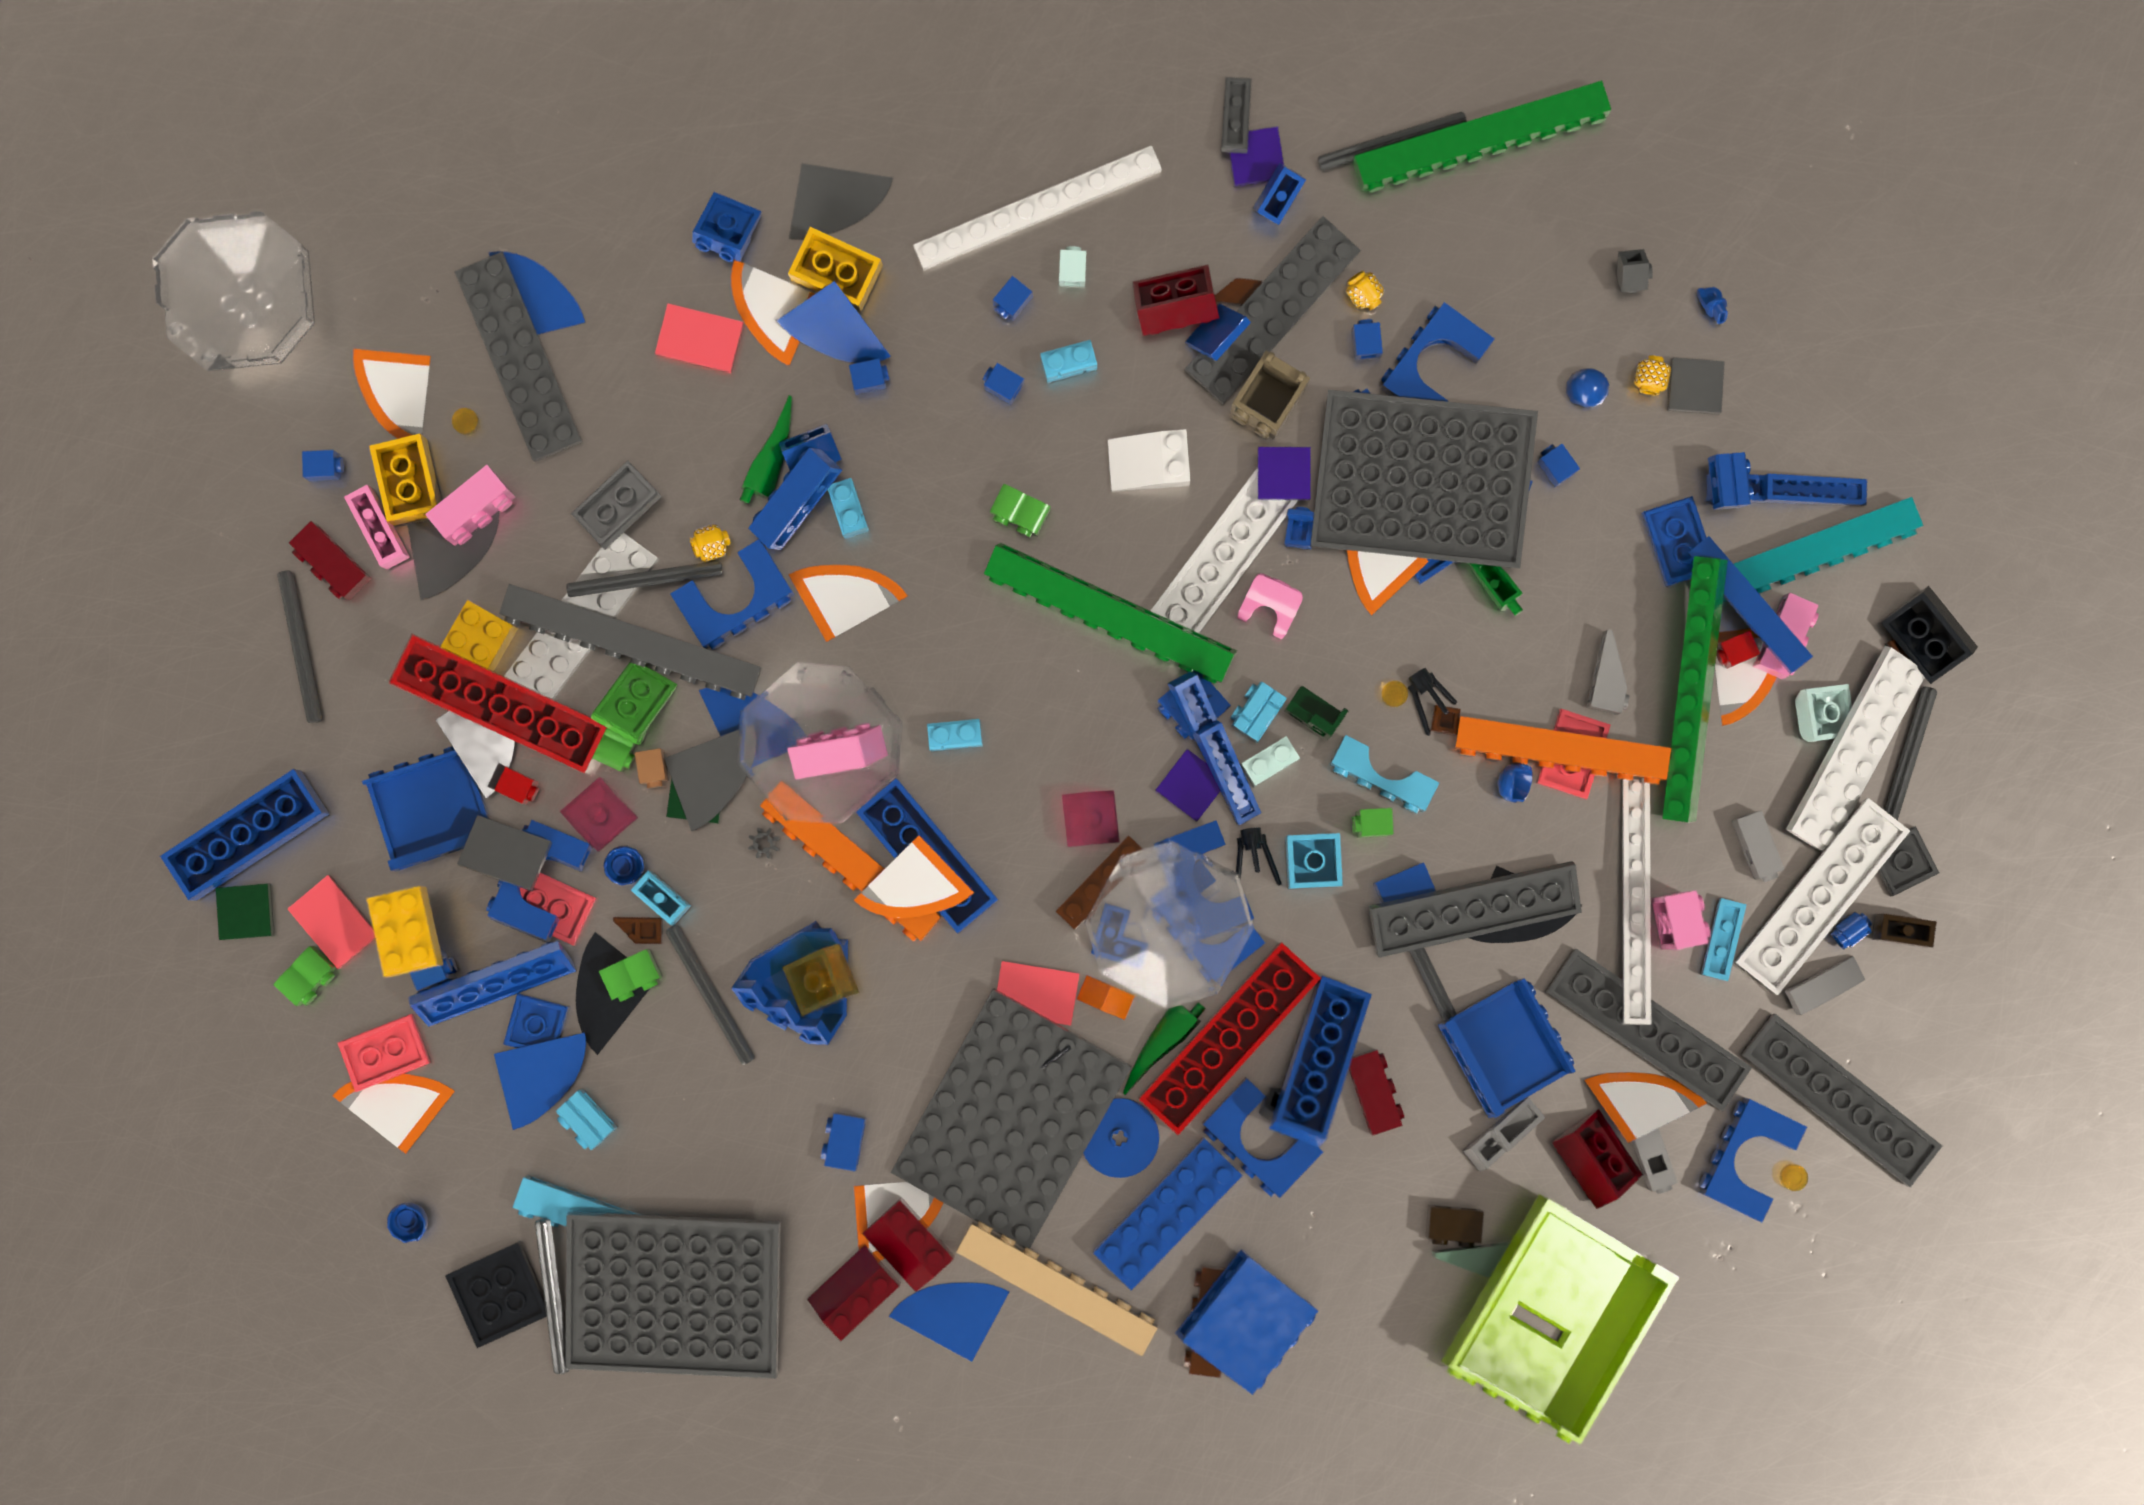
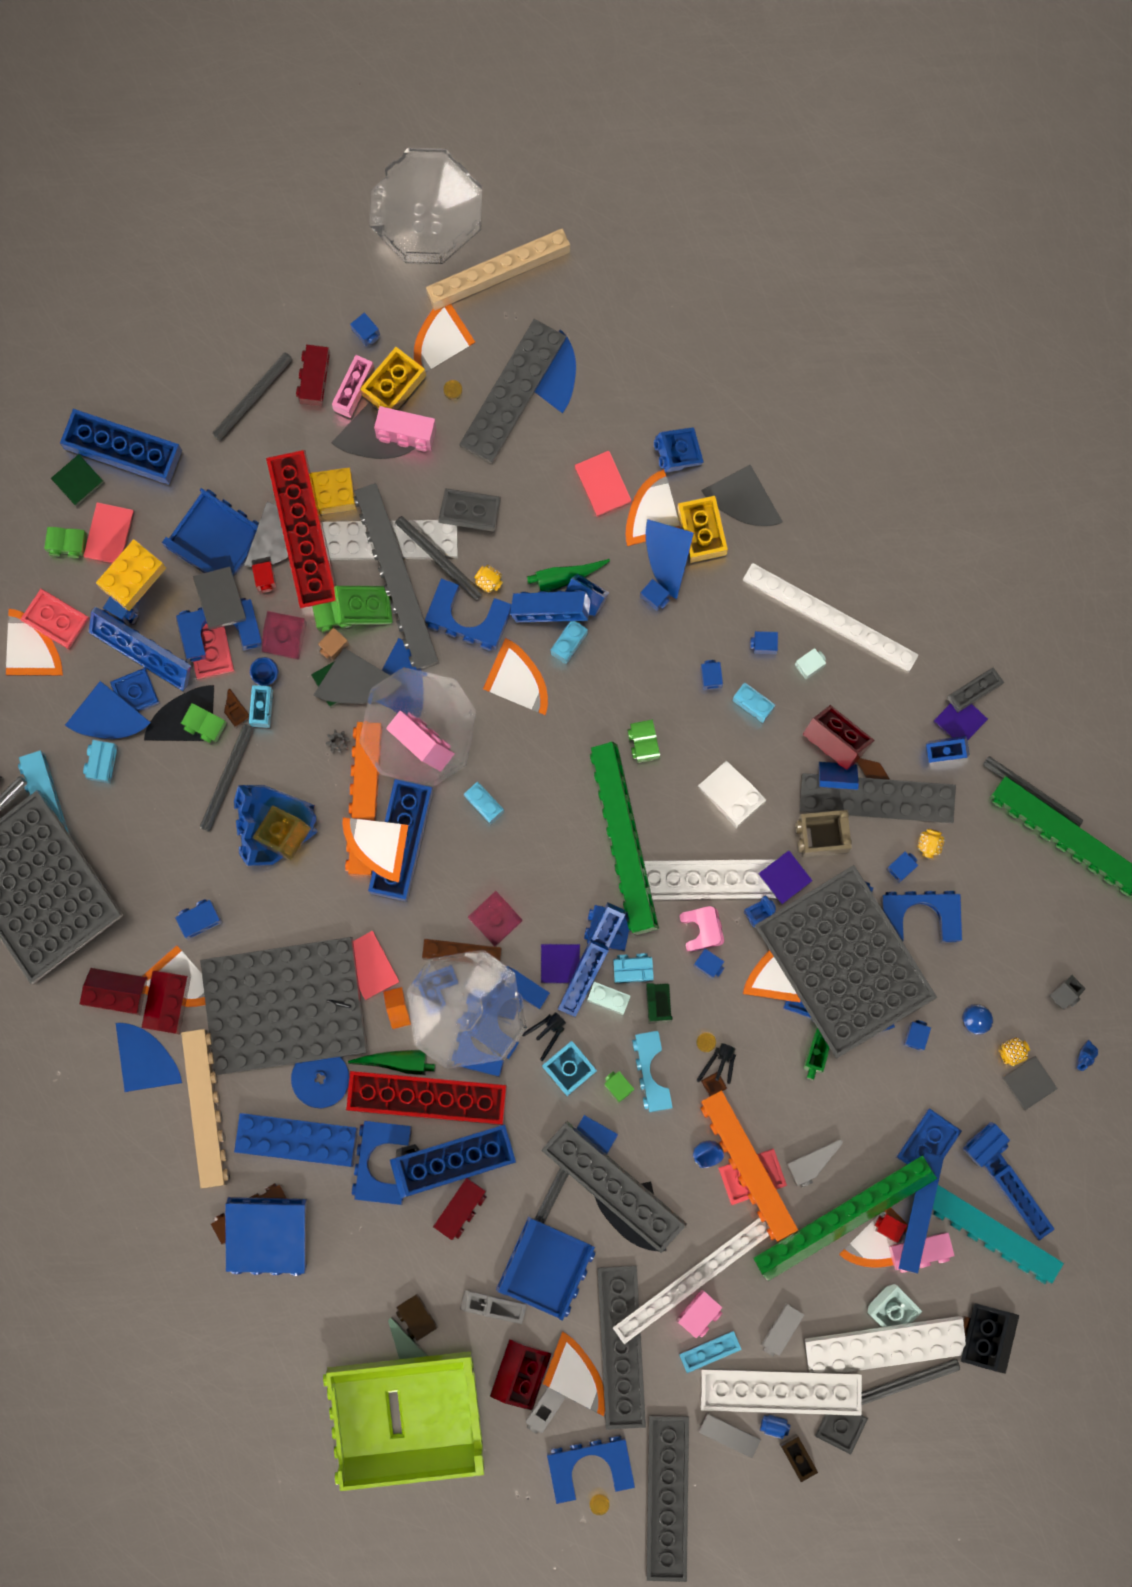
camera: 55 degrees right, 5 degrees down
(368, 267) = (498, 269): none -> tan brick
(1314, 626) = (709, 964): none -> blue brick

